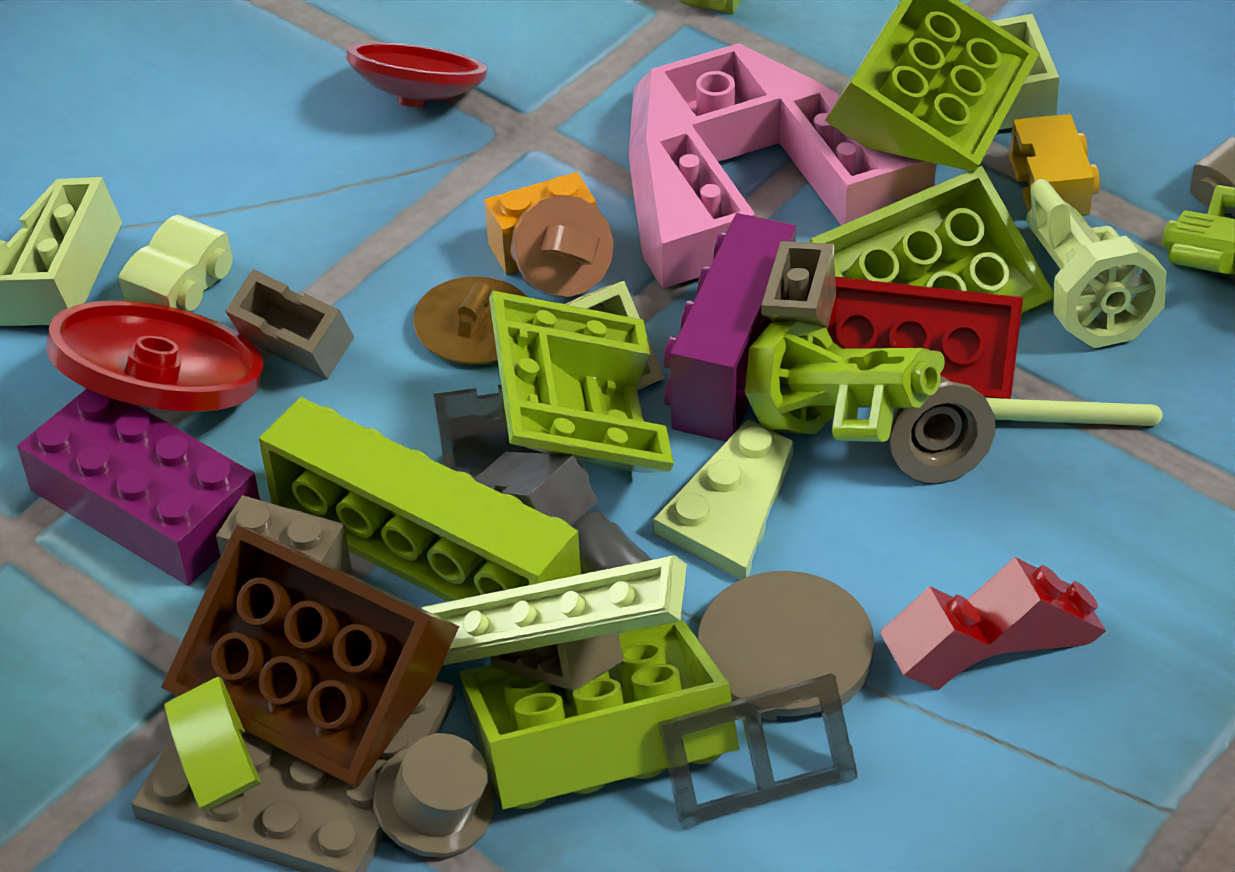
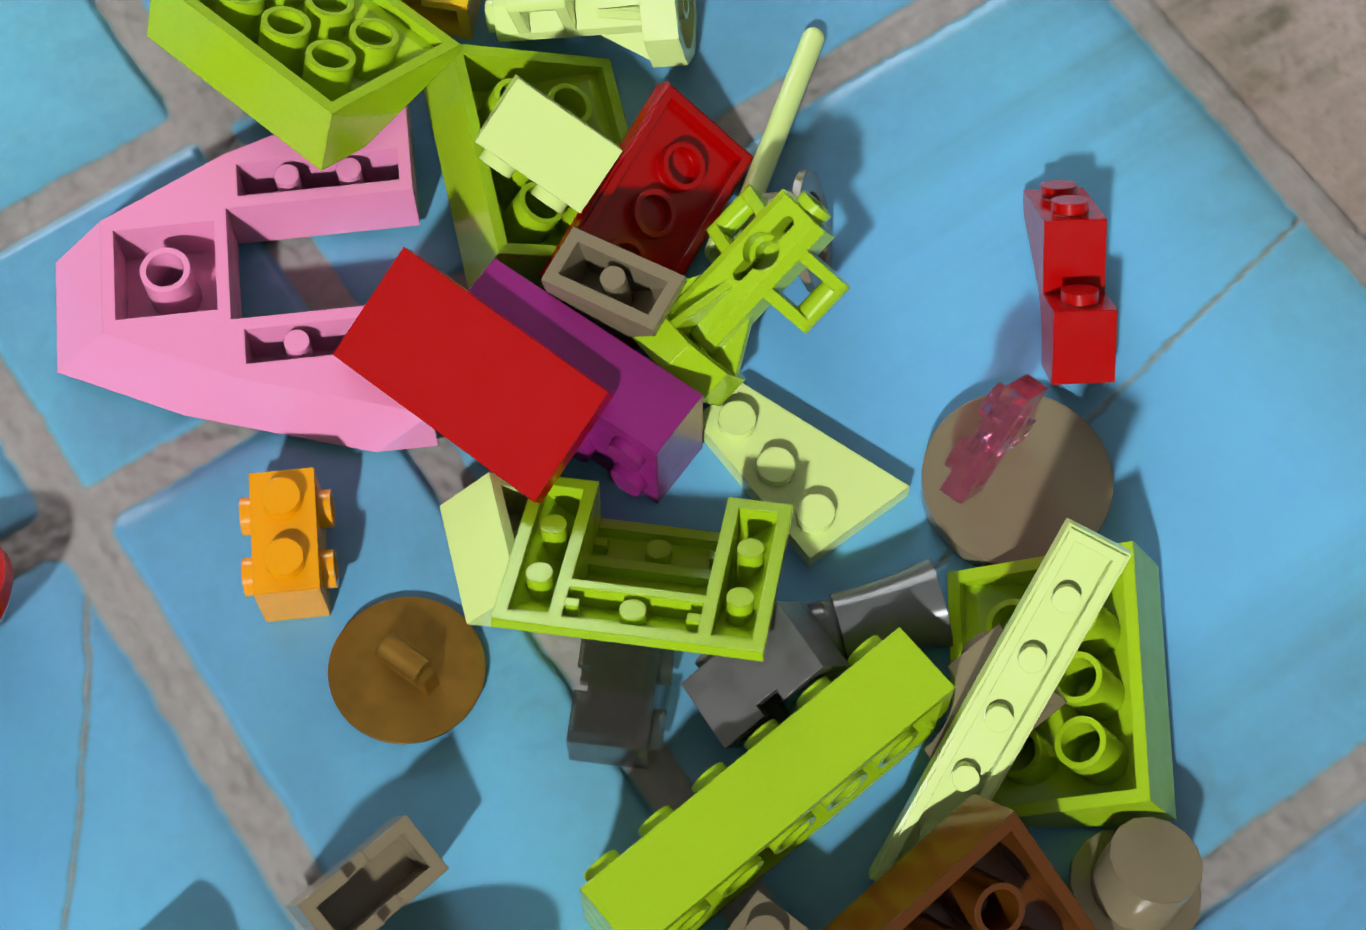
camera: 75 degrees left, 20 degrees up
(562, 246) = (362, 527): nougat tile -> none
(691, 240) = (473, 375): none -> red tile
(749, 710) = (1155, 542): clear smoke window -> none
(798, 575) = (1003, 426): none -> clear pink hinge
(924, 233) = (546, 146): none -> yellowish green slope

